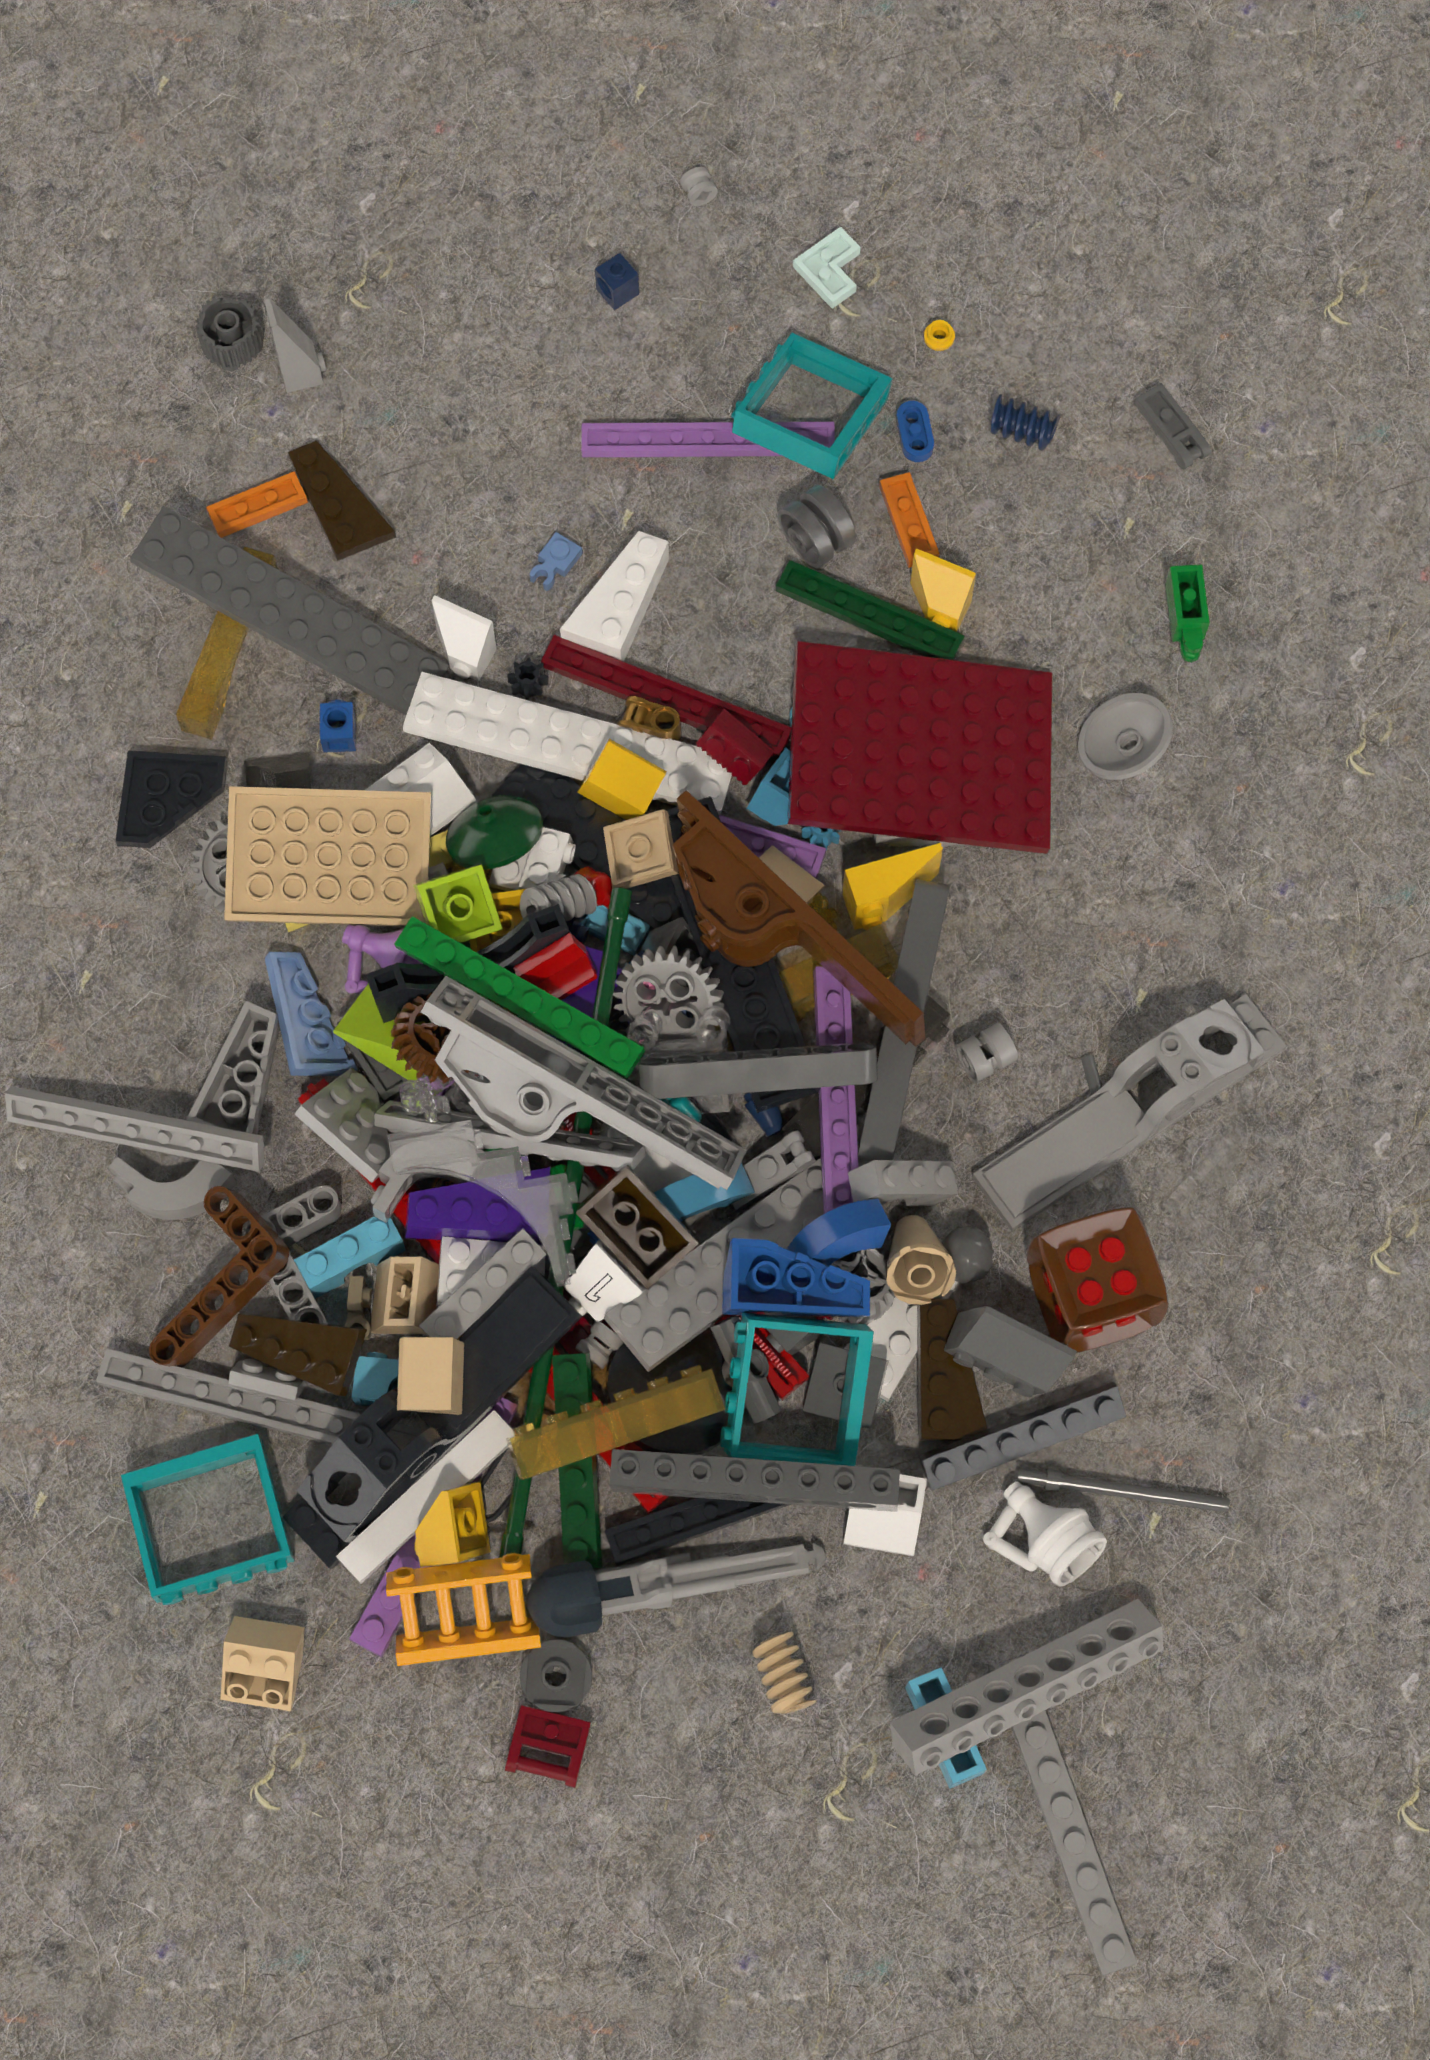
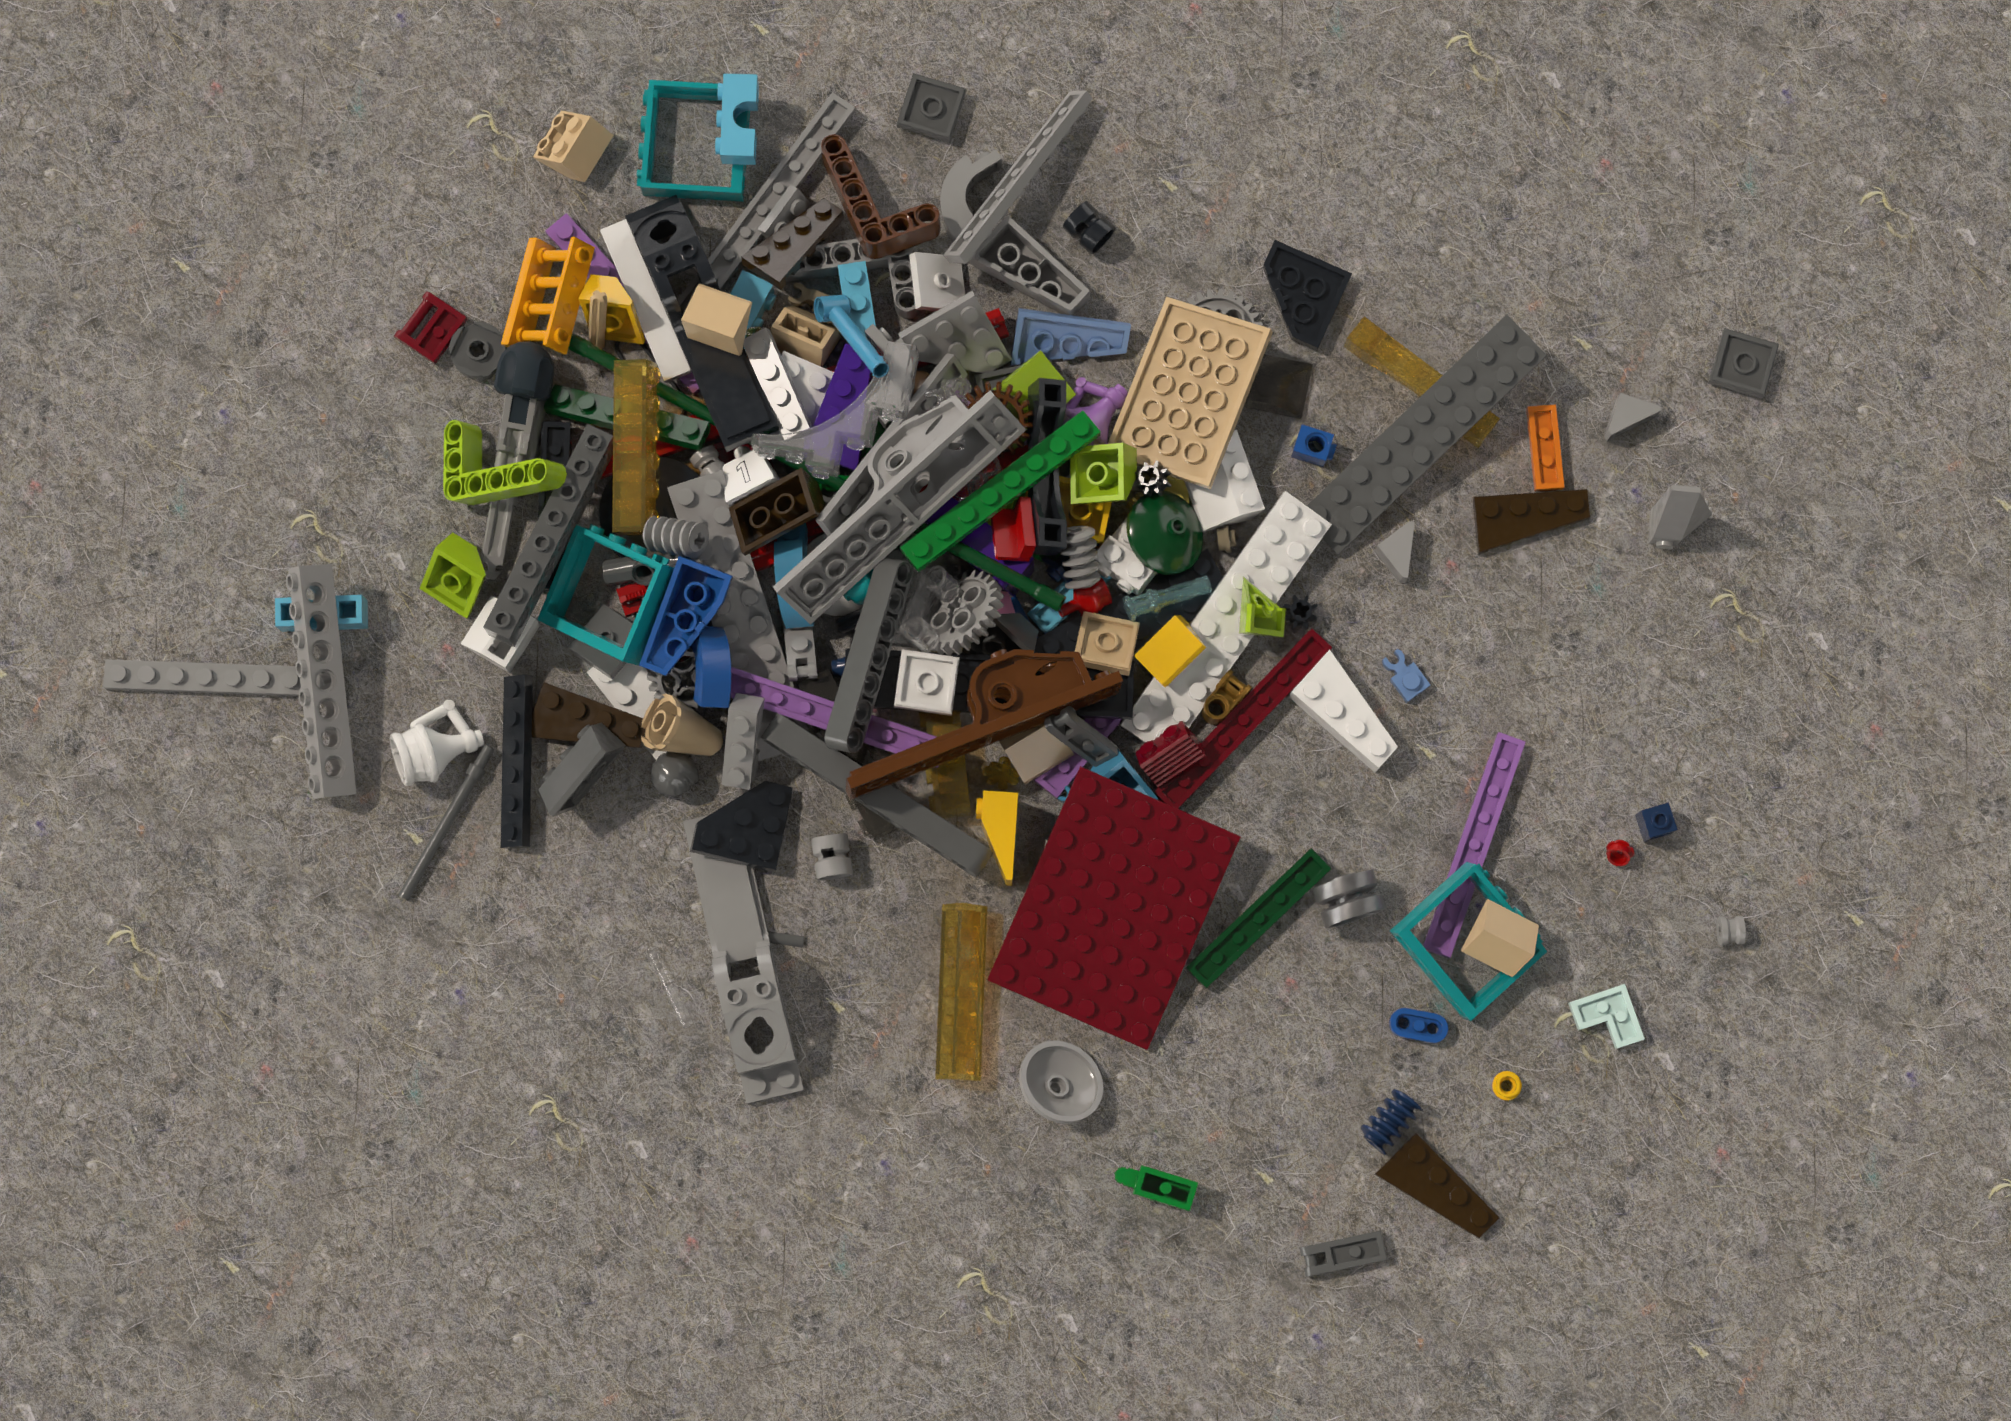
camera: 110 degrees right, 10 degrees up
(78, 1265) = (931, 108): none -> dark grey plate
(96, 350) = (1743, 363): none -> dark grey plate
(167, 1026) = (1091, 237): none -> black wheel
(193, 438) = (1629, 413): none -> light grey slope
(200, 1459) = (738, 95): none -> medium azure arch
(229, 332) = (1723, 461): dark grey brick -> none
(290, 1176) = (935, 281): none -> white plate
(366, 1264) = (837, 310): none -> dark azure piece
(416, 605) = (1396, 551): none -> light grey slope
(449, 847) = (1157, 485): none -> black gear
(465, 638) = (1350, 569): white slope -> none
(473, 1533) = (597, 319): none -> tan axle
(475, 777) = (1226, 538): none -> dark tan plate
(550, 707) = (1259, 613): none -> lime slope
(573, 818) = (1154, 600): none -> clear light blue pin
(660, 306) = (1619, 852): none -> red plate
(707, 1328) = (675, 536): none -> light grey piece
(713, 1579) = (471, 485): none -> lime beam
(757, 828) = (1081, 737): none -> dark grey plate
(762, 1006) = (926, 682): none -> white plate
(782, 1674) = (410, 513): tan piece -> none
(800, 367) = (1501, 939): none -> tan slope
(836, 1590) = (454, 574): none -> lime slope
(907, 516) = (1334, 986): orange plate -> none
(941, 589) = (1248, 981): yellow slope -> none
(993, 1152) = (747, 828): none -> black plate
(1066, 368) = (1429, 1180): none -> dark brown wing
(1075, 867) = (961, 992): none -> clear yellow brick
(1097, 1279) = (603, 857): reddish brown piece -> none

